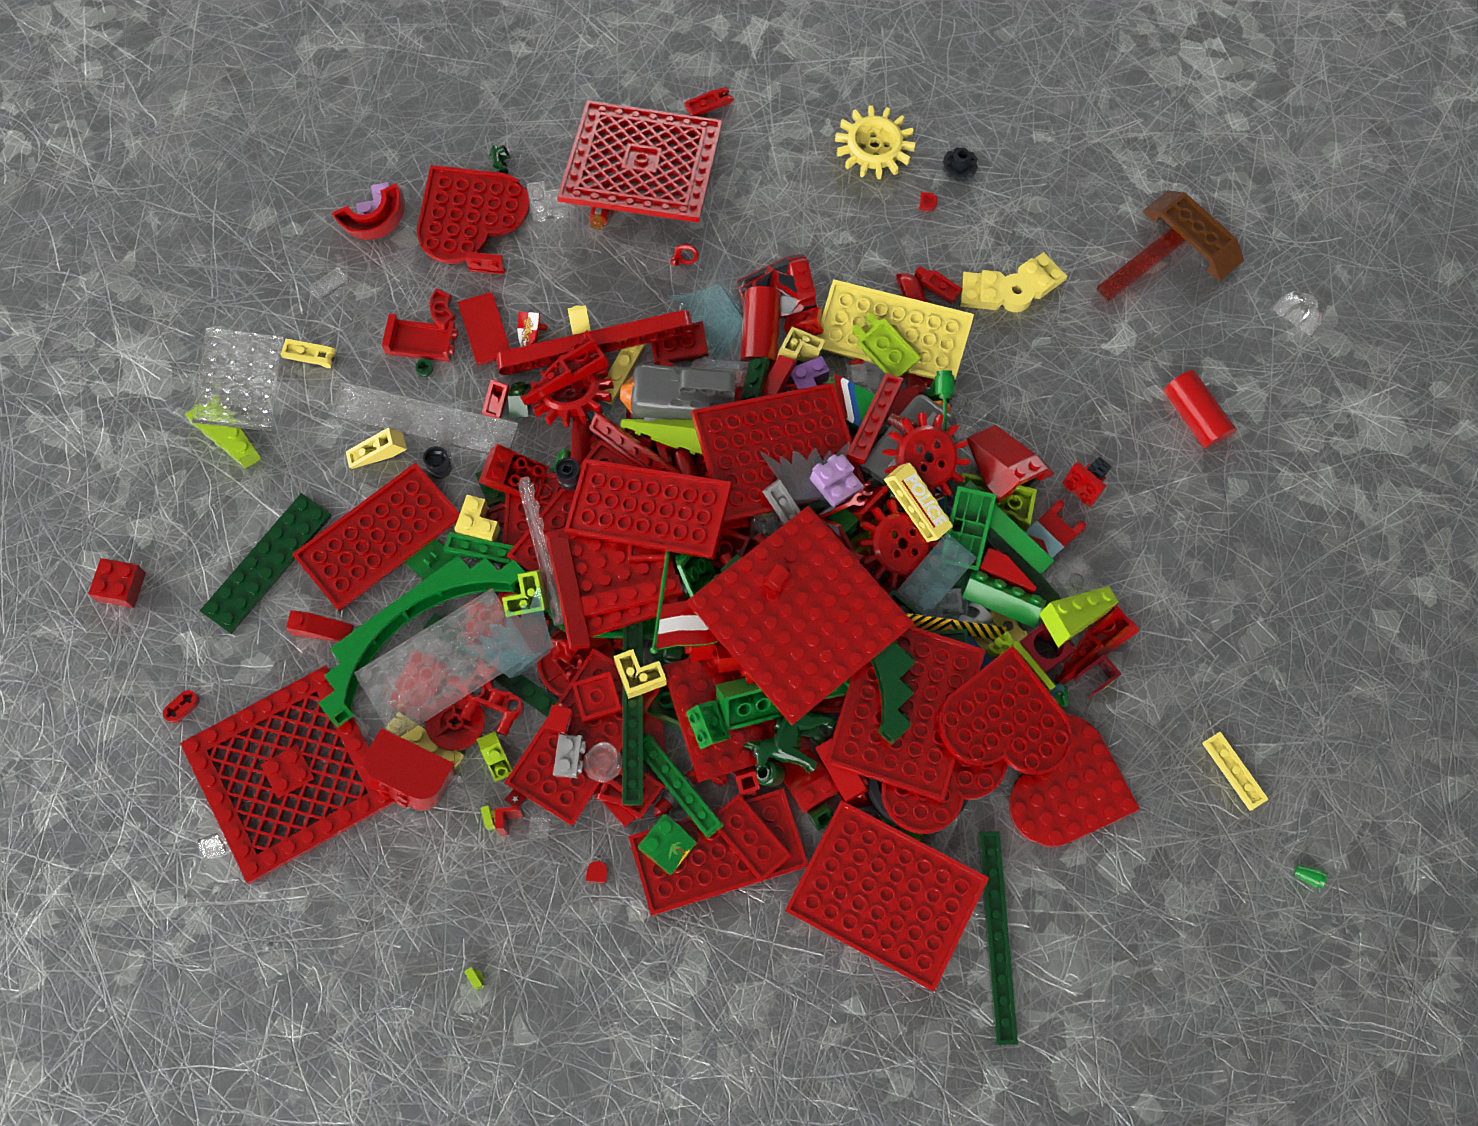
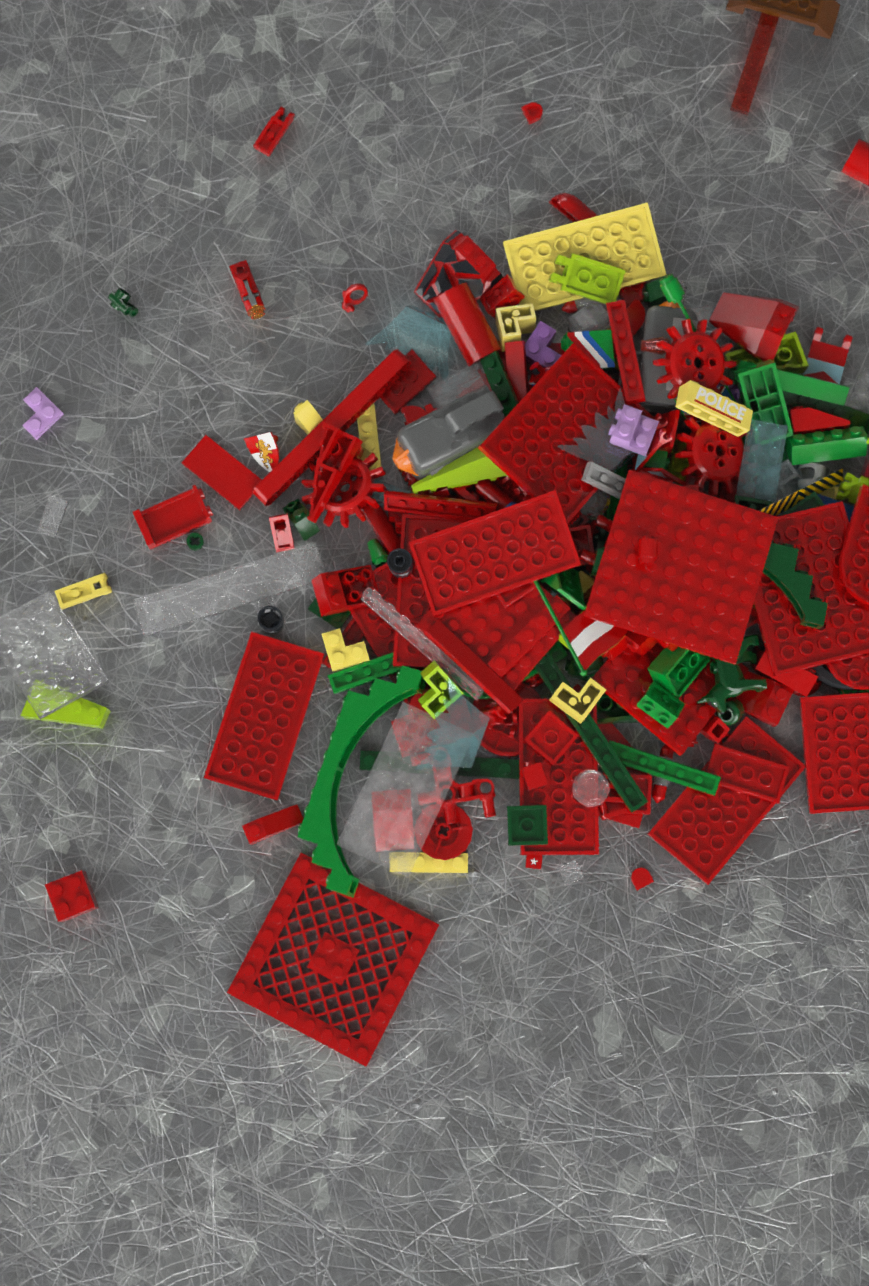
camera: 30 degrees left, 10 degrees up
(181, 706) = (208, 964): red beam -> none
(211, 845) = (316, 1056): clear plate -> none
(265, 563) = (184, 798): dark green plate -> none
(377, 223) = (60, 433): red brick -> none
(377, 448) = (208, 640): light yellow slope -> none
(406, 771) = (436, 897): red brick -> none
(429, 559) = (324, 708): green piece -> none
(440, 310) = (172, 480): red tile -> none
(467, 208) = (128, 370): red plate -> none
(475, 978) = (603, 1021): lime plate -> none
(485, 263) = (182, 411): red plate -> none
(488, 817) = (526, 890): lime plate -> none
(494, 756) = (493, 837): lime slope -> none
(502, 816) = (539, 885): red panel -> none
(525, 759) = (527, 825): none -> dark green plate
(545, 203) = (197, 320): clear brick -> none
(568, 756) = (560, 800): light grey bracket -> none
(641, 161) = (257, 229): plate -> none
(667, 844) = (685, 820): green slope -> none
(820, 816) = (790, 719): dark green brick -> none
(885, 133) = (453, 67): light yellow gear -> none
(938, 284) = (592, 188): red hinge -> none
(960, 164) = (539, 58): black plant -> none
(993, 289) = (642, 164): light yellow plate -> none
(1016, 633) = (852, 467): light yellow piece -> none
(1087, 481) = (831, 296): red plate -> none

